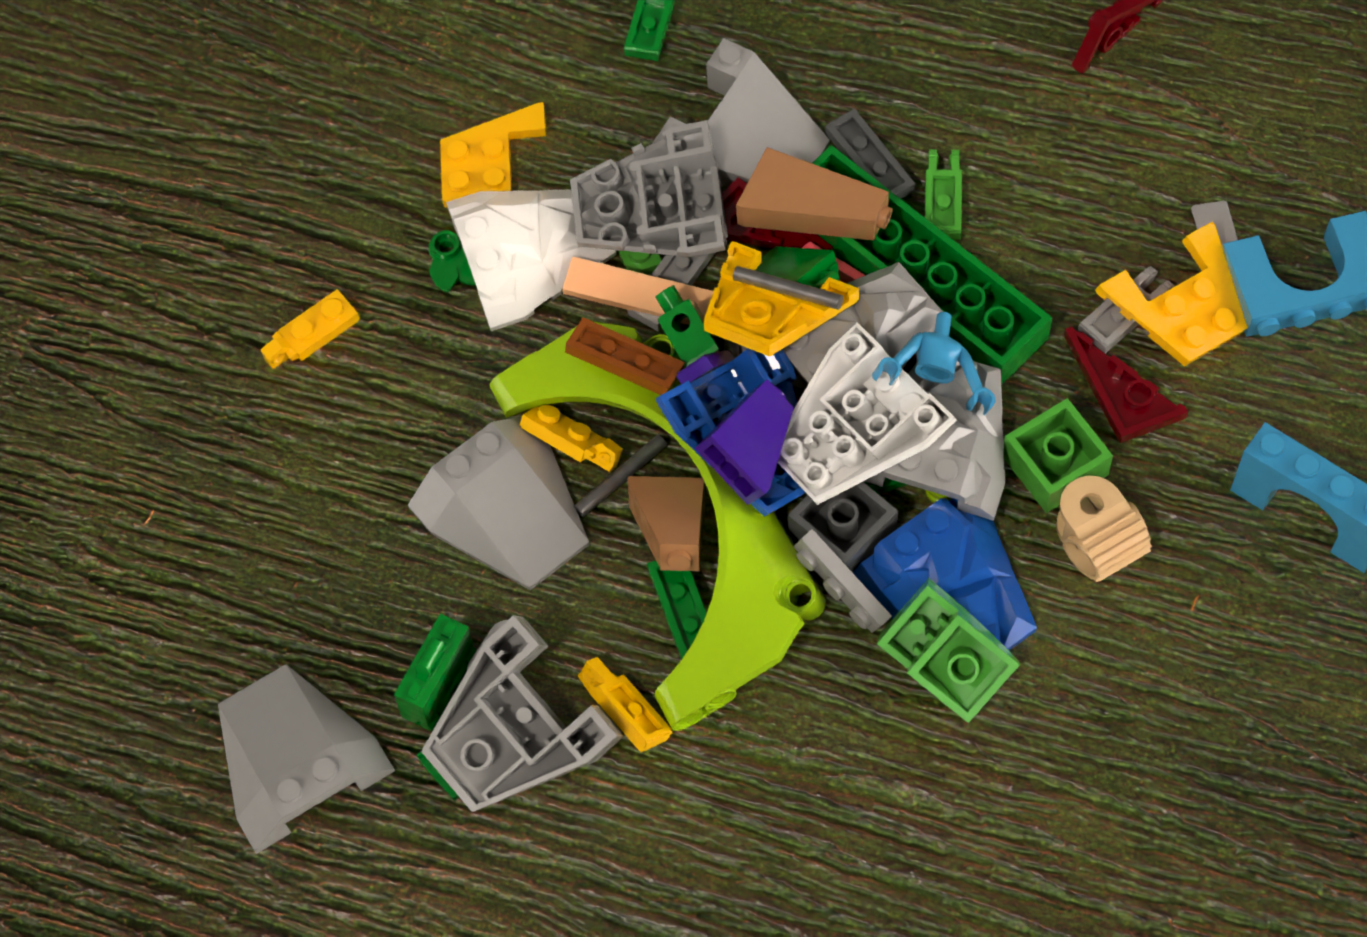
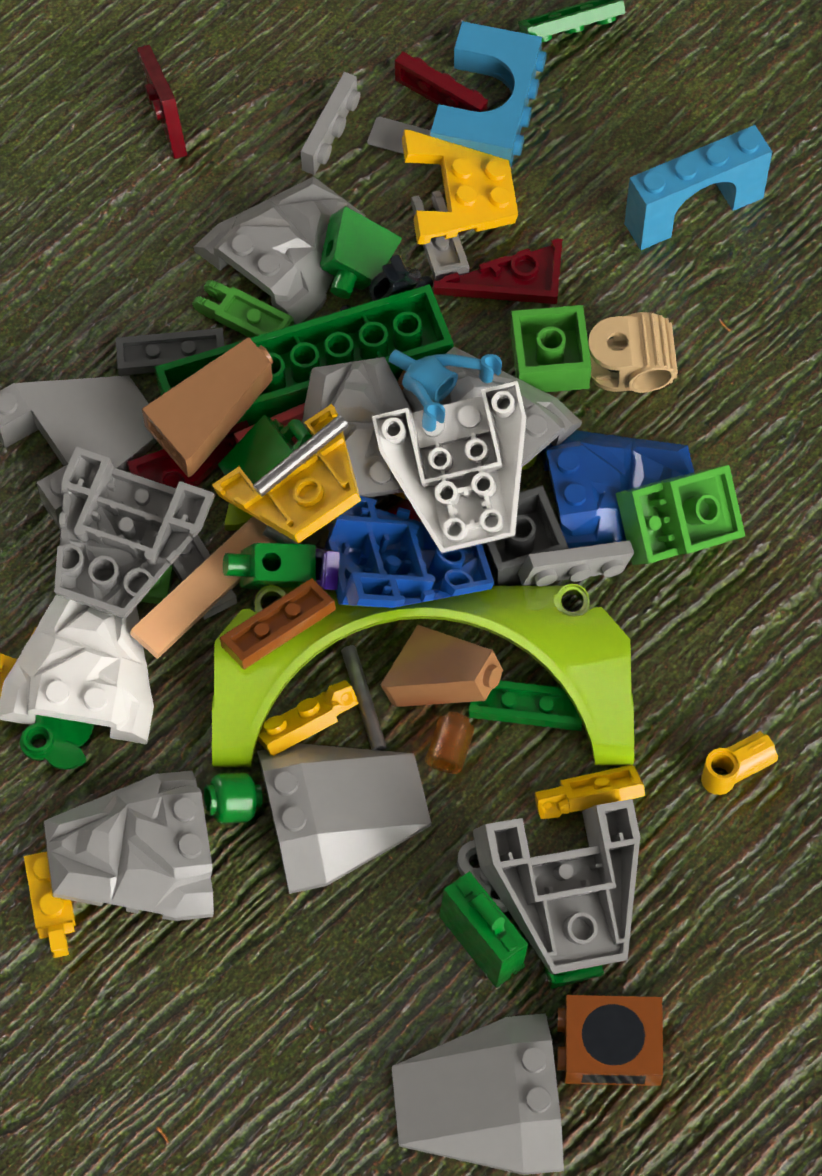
camera: 70 degrees left, 0 degrees up
(382, 365) = (136, 849): none -> light grey wedge
(388, 835) = (611, 1040): none -> dark orange brick
(464, 414) = (232, 797): none -> green head
(610, 563) = (450, 743): none -> clear orange brick
(724, 823) = (739, 761): none -> yellow piece
(749, 441) = (431, 554): dark purple slope -> none
(1036, 196) = (280, 246): none -> light grey wedge
(1042, 291) = (395, 280): none -> black piece
(1056, 247) = (355, 251): none -> green torso
(1185, 162) = (330, 124): none -> light grey plate
(1286, 232) = (436, 86): none -> dark red plate

